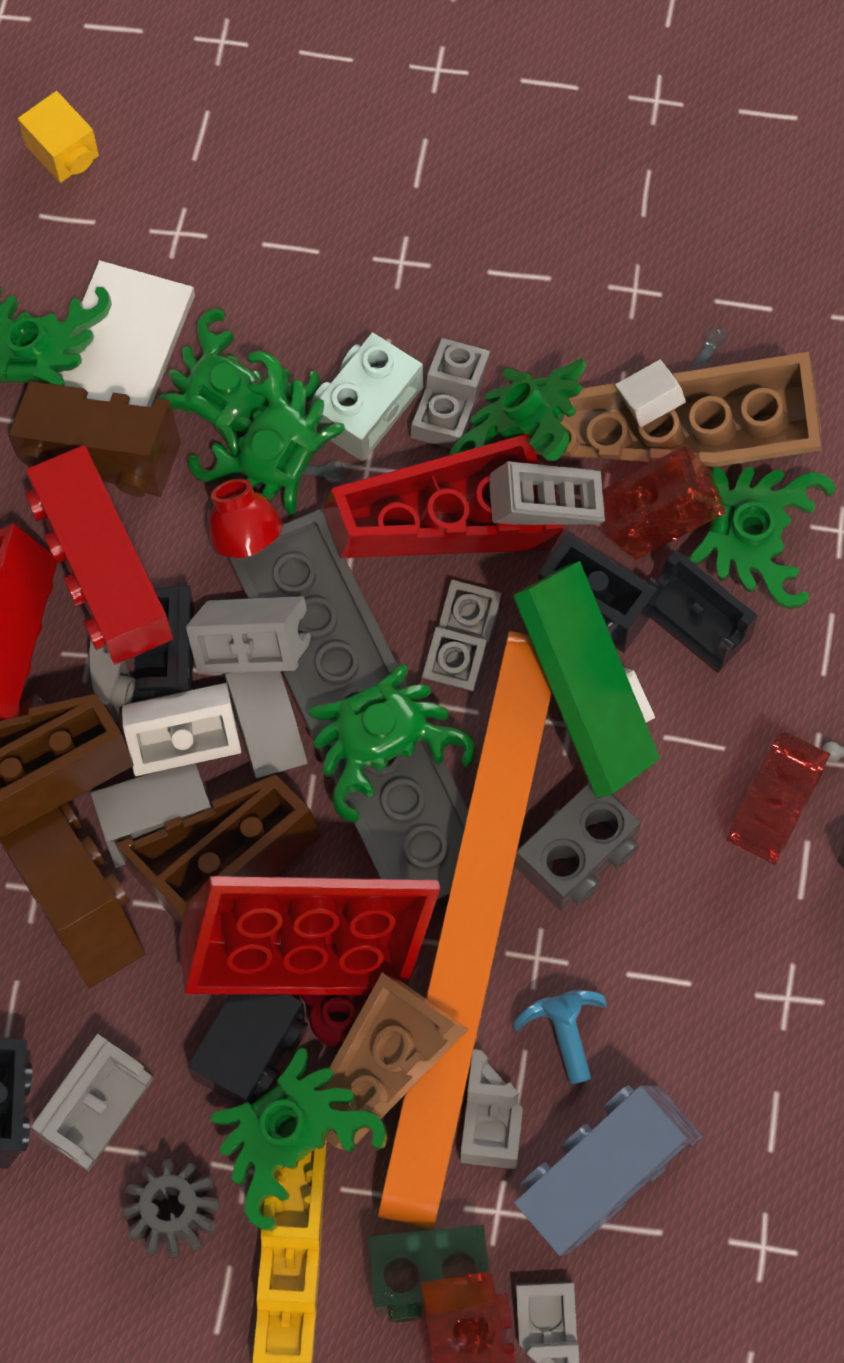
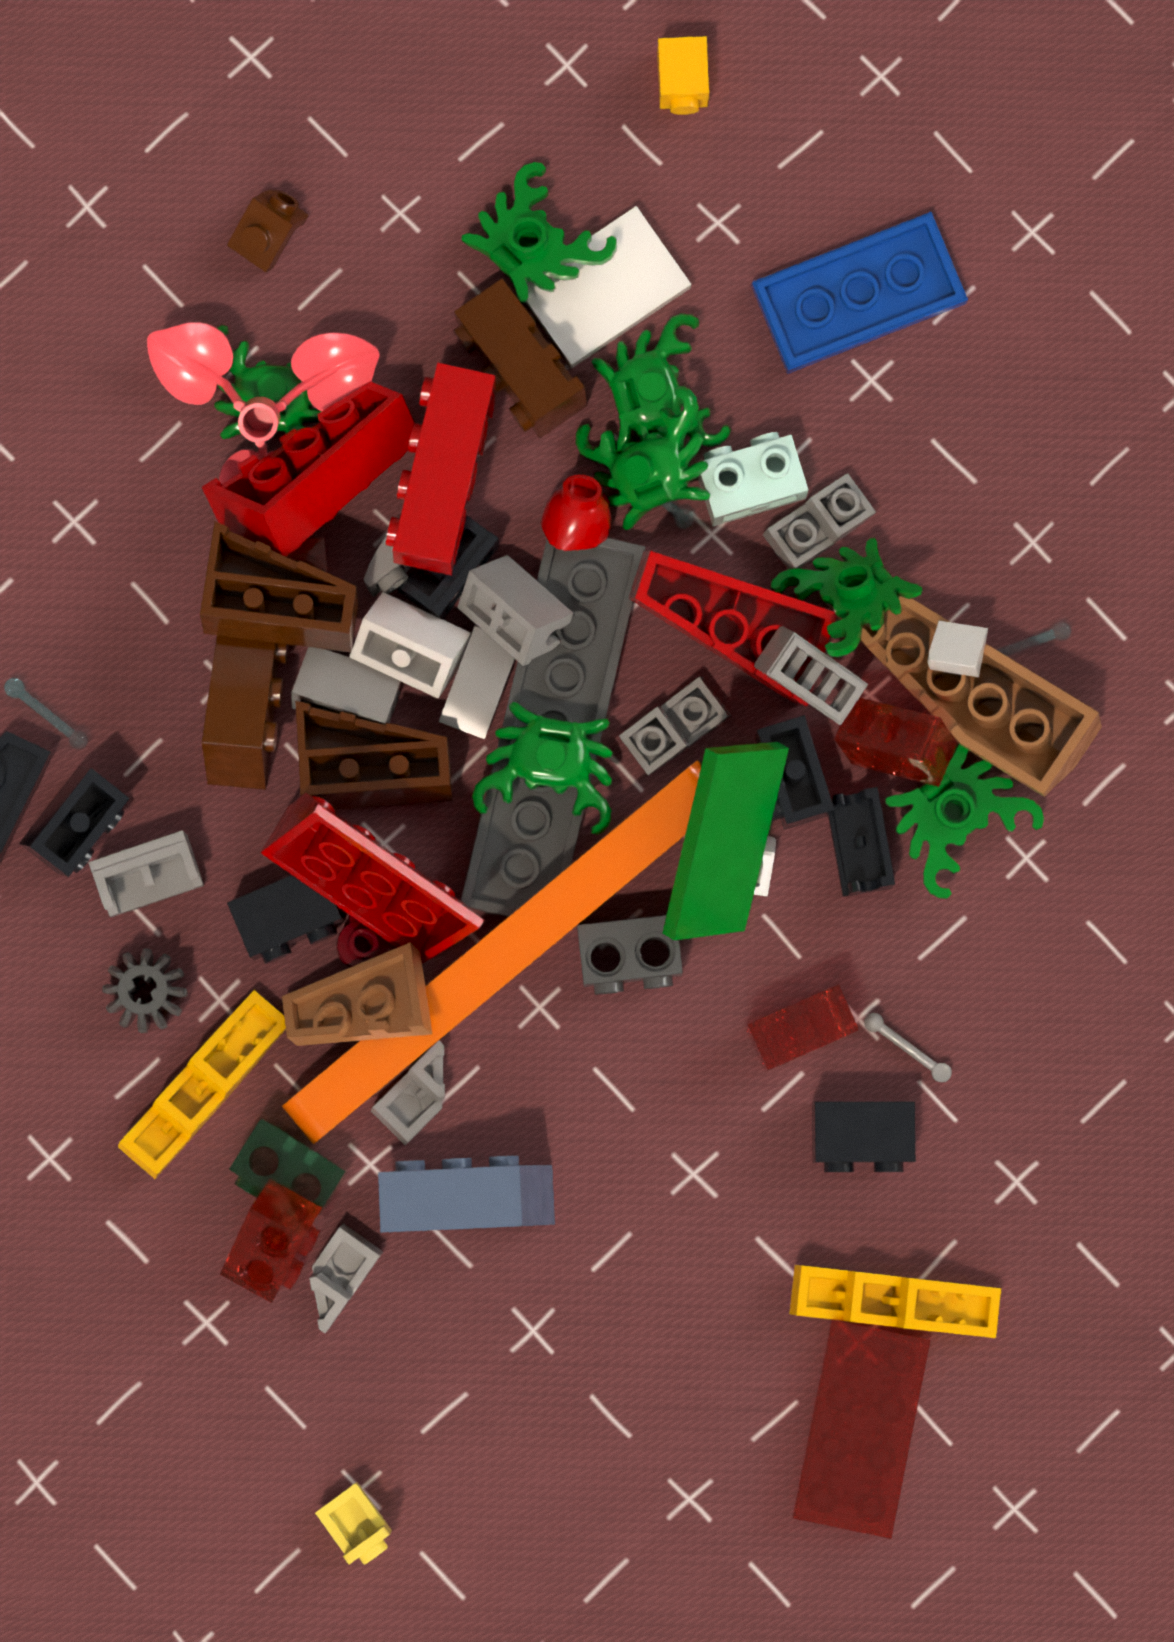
camera: 35 degrees right, 15 degrees up
(286, 1128) = (264, 999): green animal -> none
(336, 204) = (859, 292): none -> blue tile
(563, 1012) = (518, 1065): dark azure plant -> none

